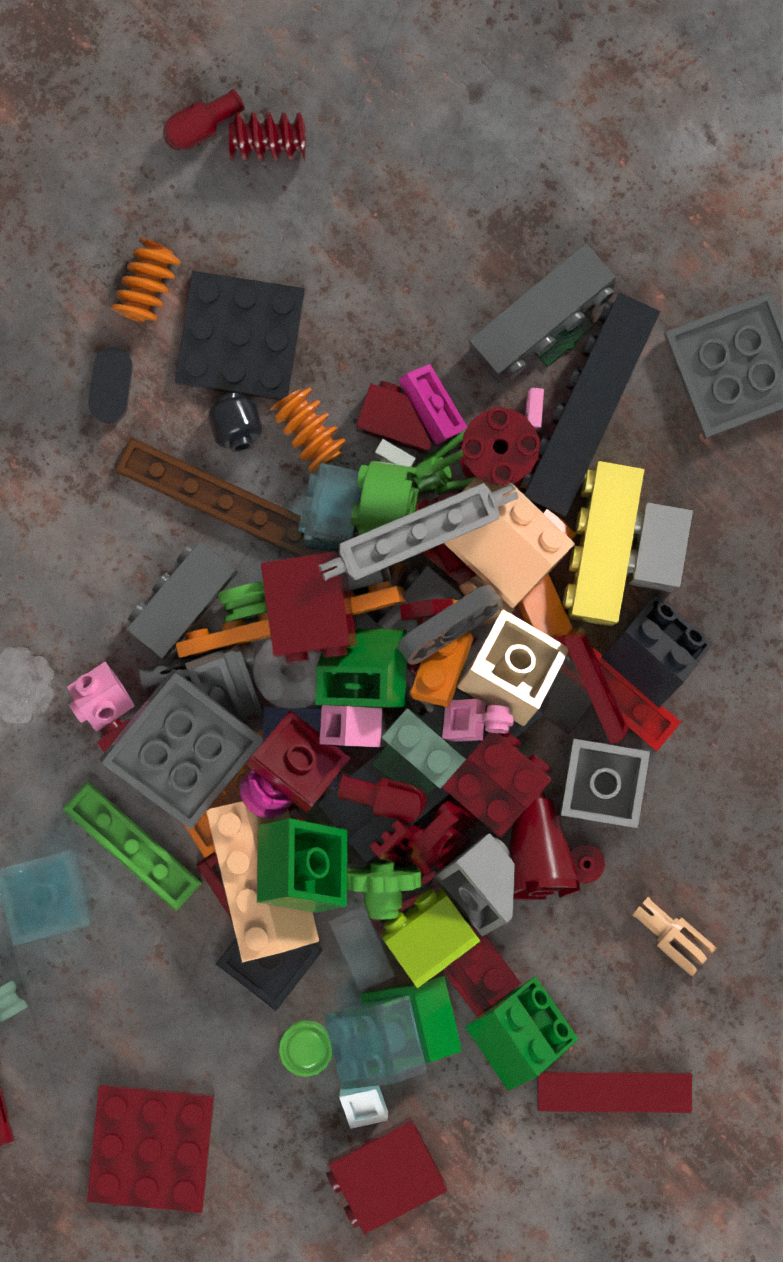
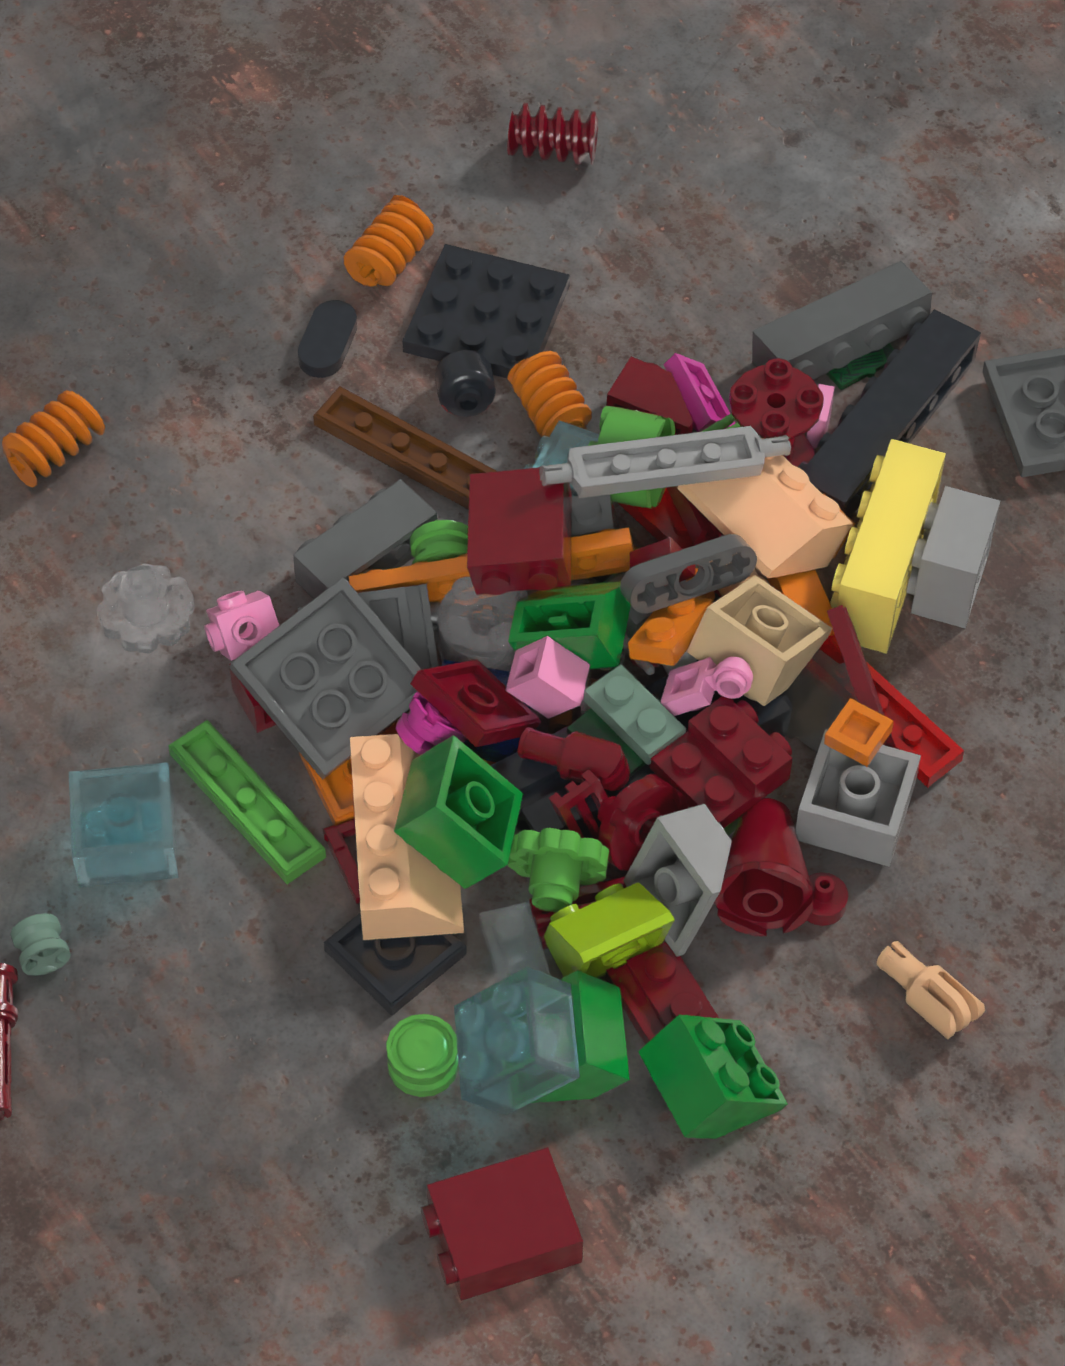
camera: 10 degrees right, 30 degrees down
(150, 1148) = (190, 1153): dark red plate -> none
(200, 121) = (477, 115): dark red arm -> none
(363, 1106) = (487, 1132): white plate -> none
(600, 748) = (858, 732): none -> orange plate
(614, 1091) = (829, 1172): dark red tile -> none
(657, 650) = (940, 672): black slope -> none

